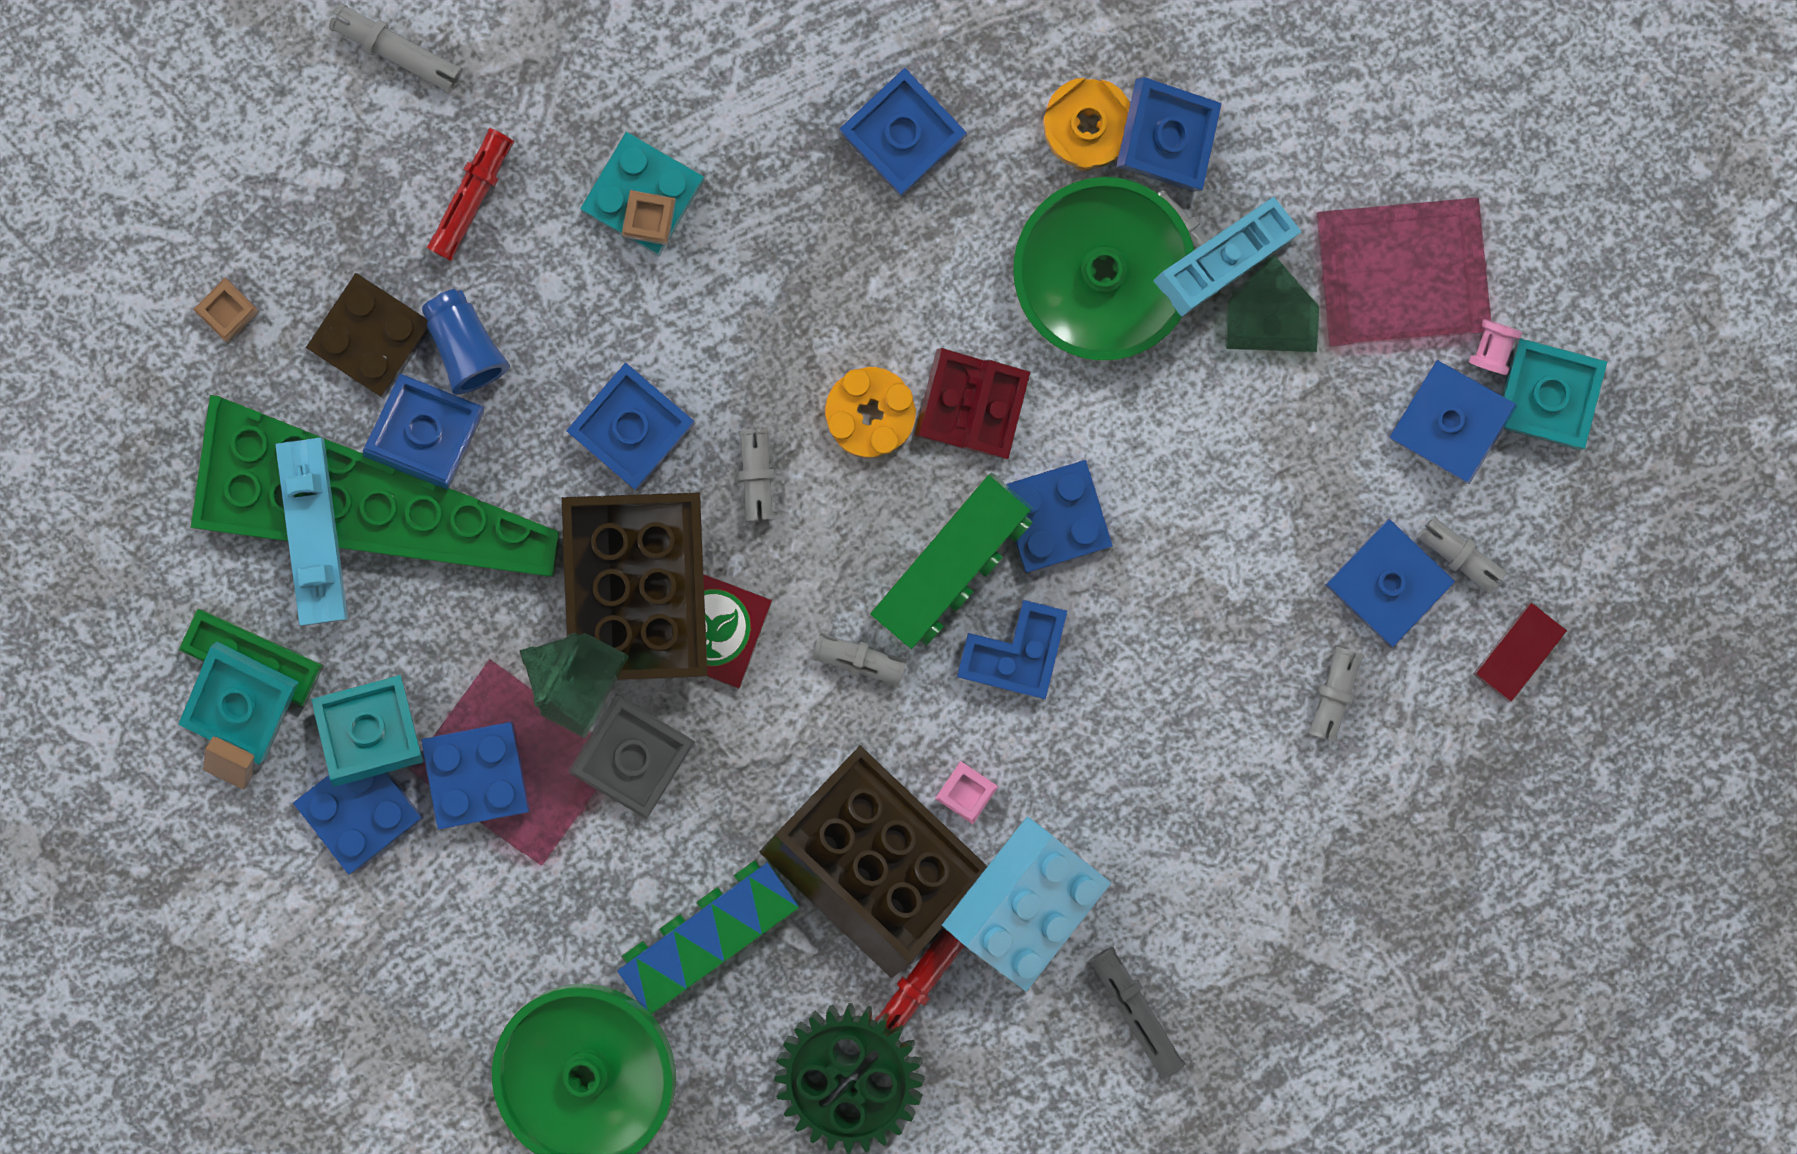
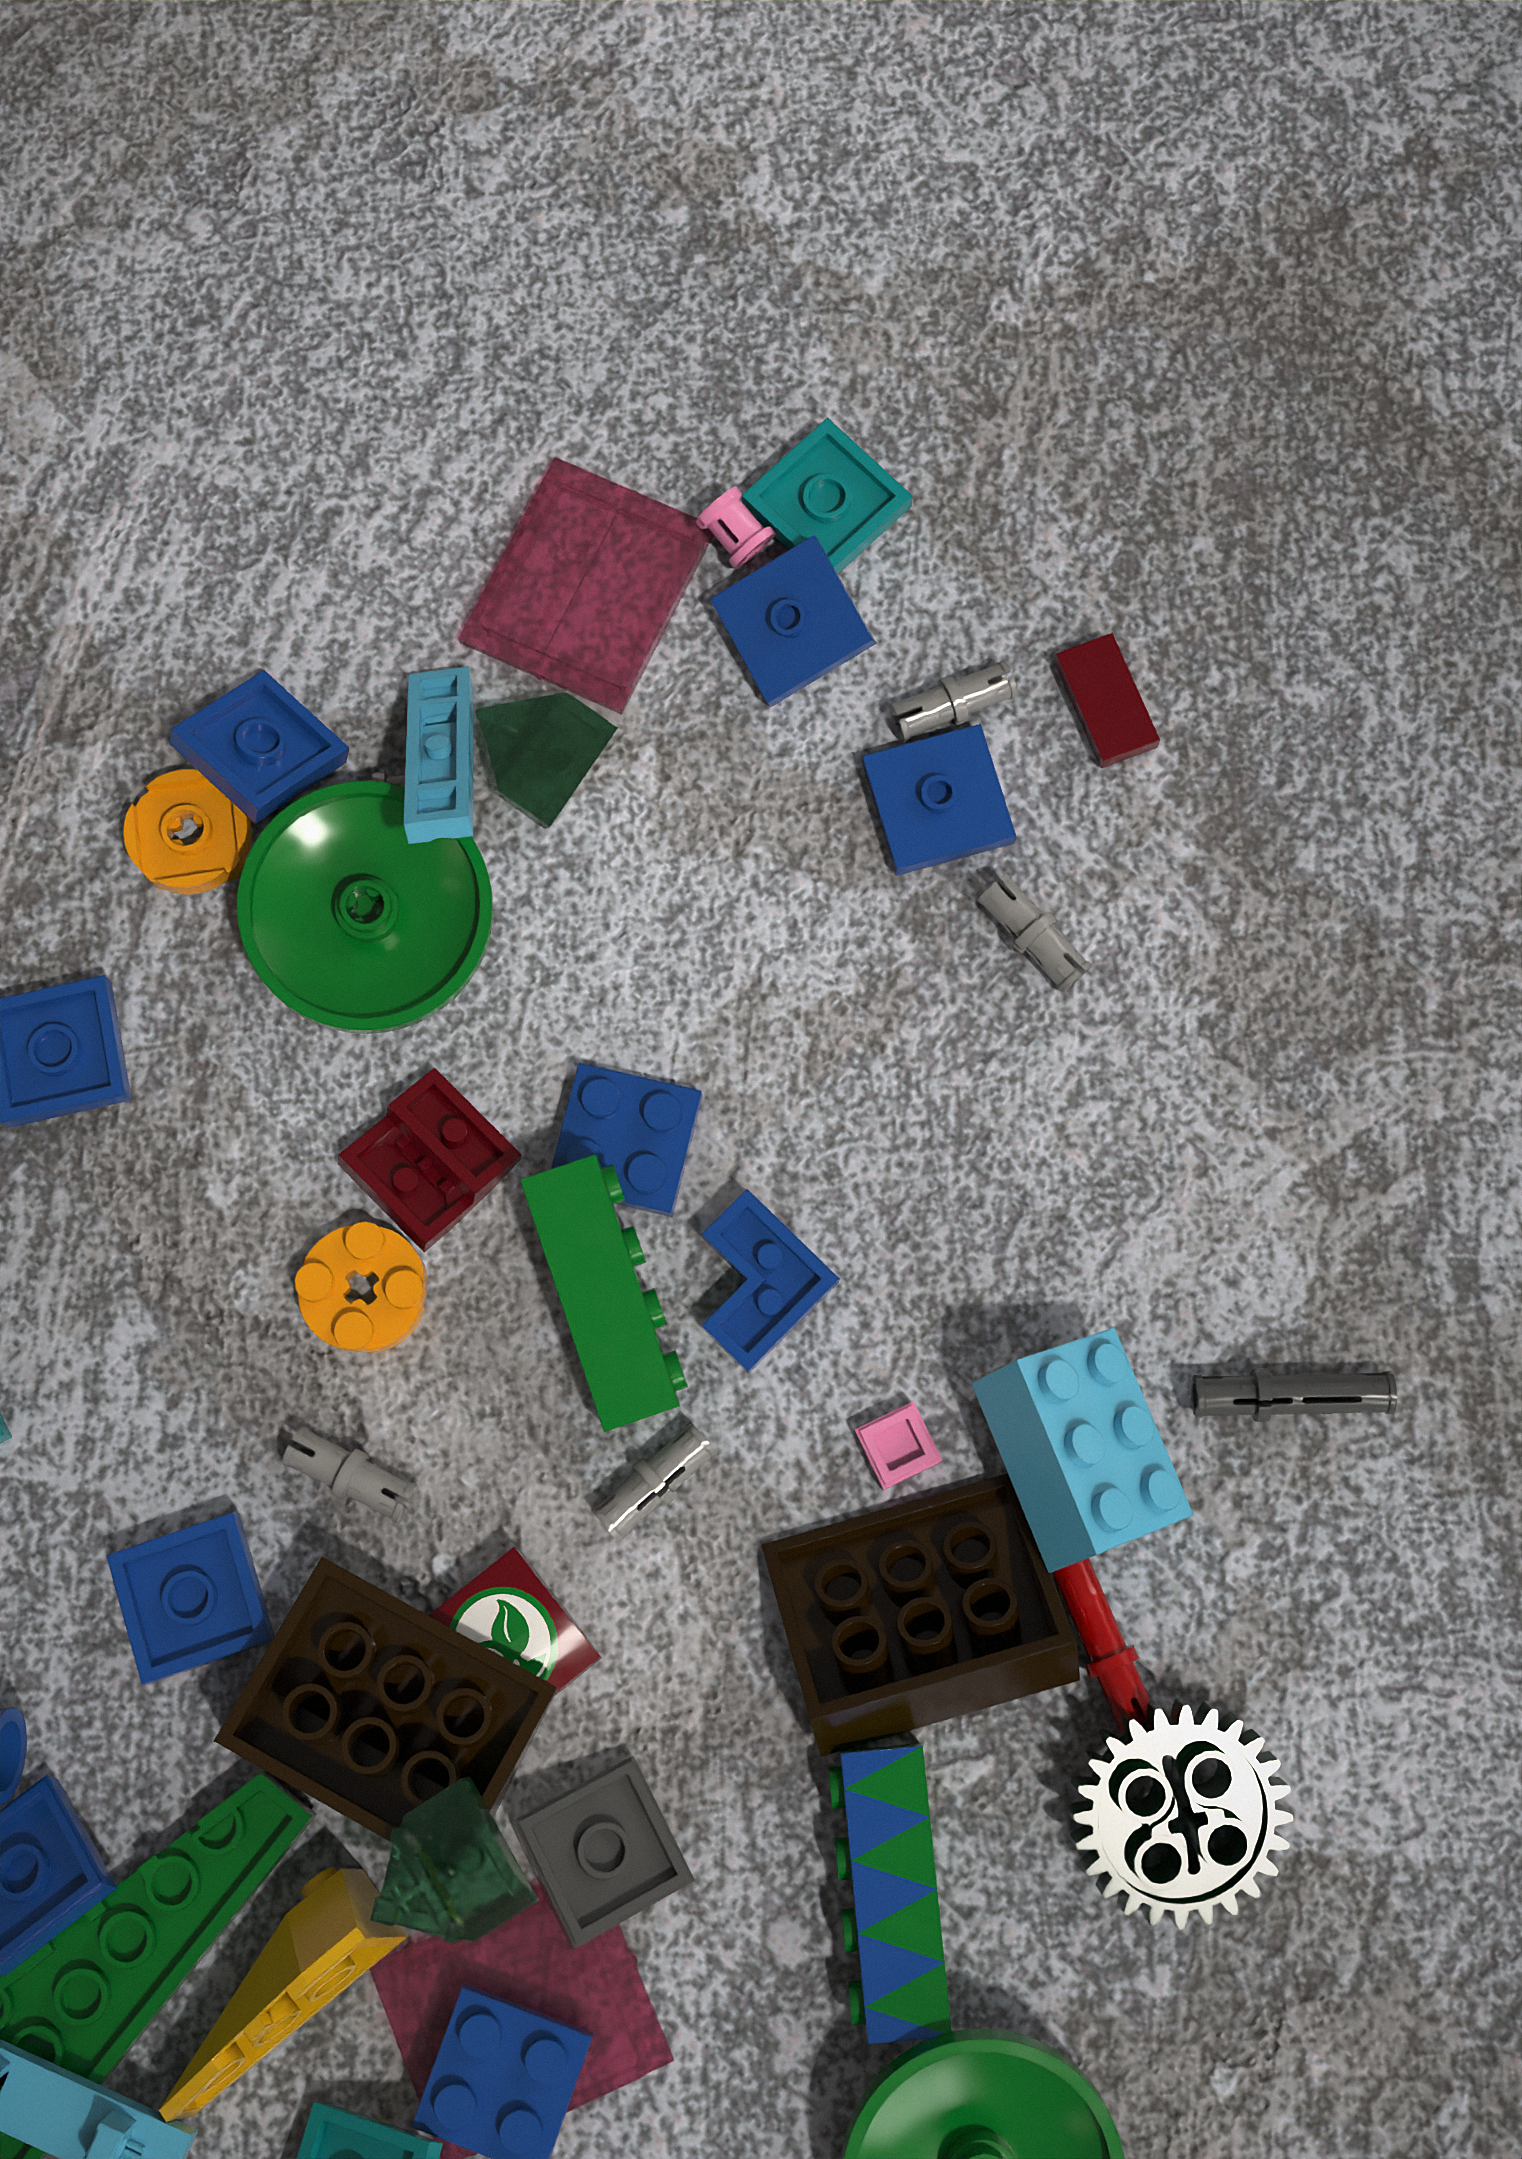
camera: 50 degrees left, 10 degrees down
(466, 623) = (302, 1968): none -> yellow wedge

